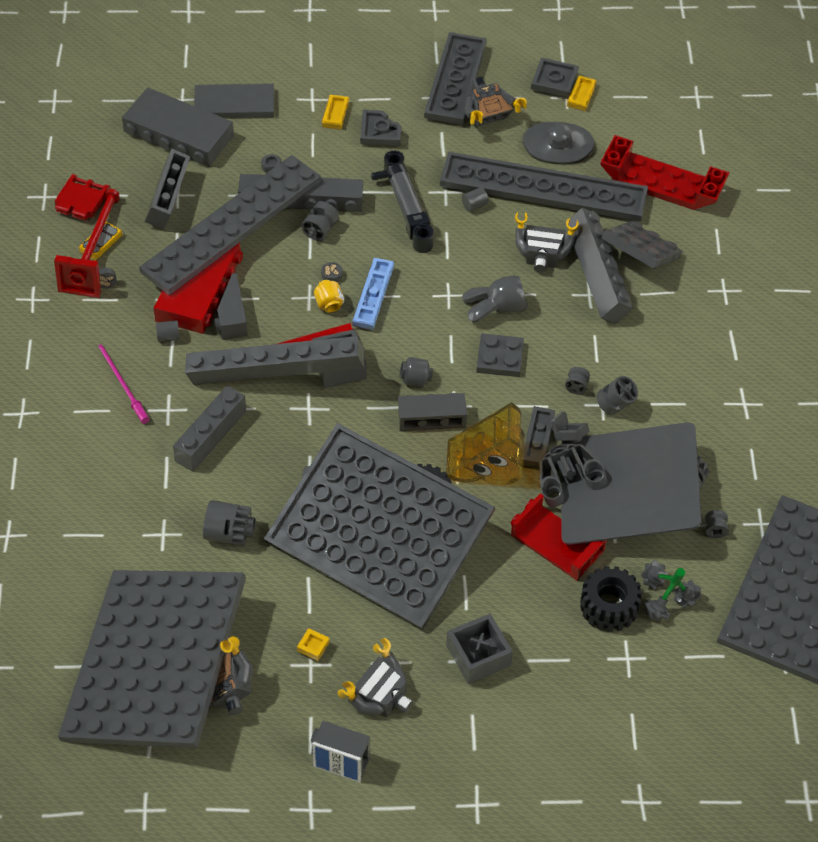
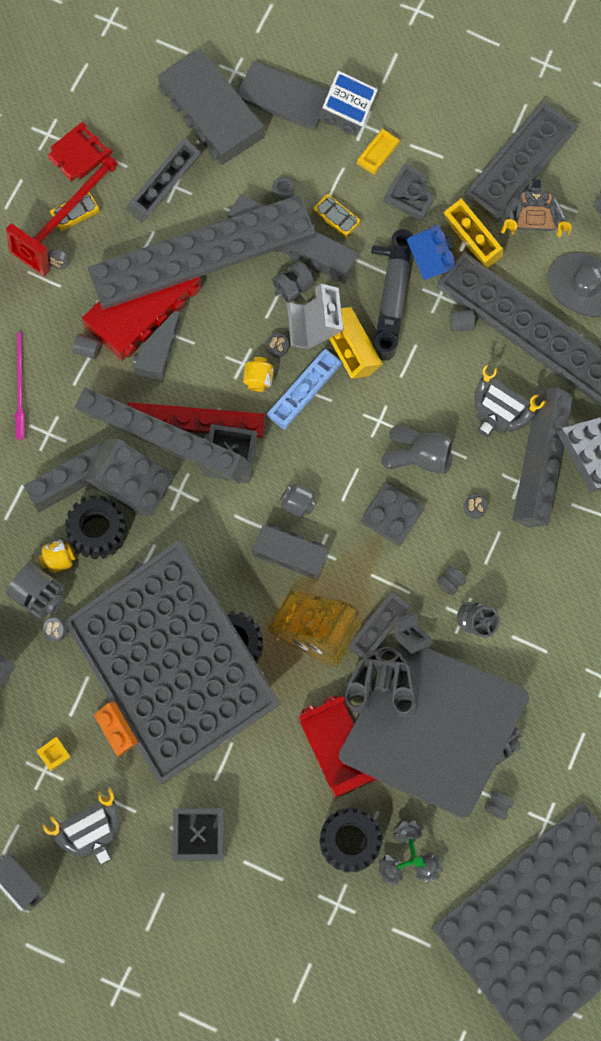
camera: 25 degrees right, 20 degrees up
(231, 490) = (57, 556): none -> yellow head
(253, 442) = (92, 509): none -> black tyre
(260, 549) = (55, 629): none -> dark grey tile
(263, 403) = (129, 477): none -> dark grey brick
(292, 84) = (347, 103): none -> piece
(328, 166) = (336, 216): none -> tile
(357, 236) = (317, 319): none -> light grey panel
(357, 601) = (115, 728): none -> orange plate
(394, 244) = (355, 347): none -> yellow brick
(423, 156) = (432, 251): none -> blue brick
(448, 134) = (473, 233): none -> yellow brick
(564, 323) = (475, 506): none -> tile

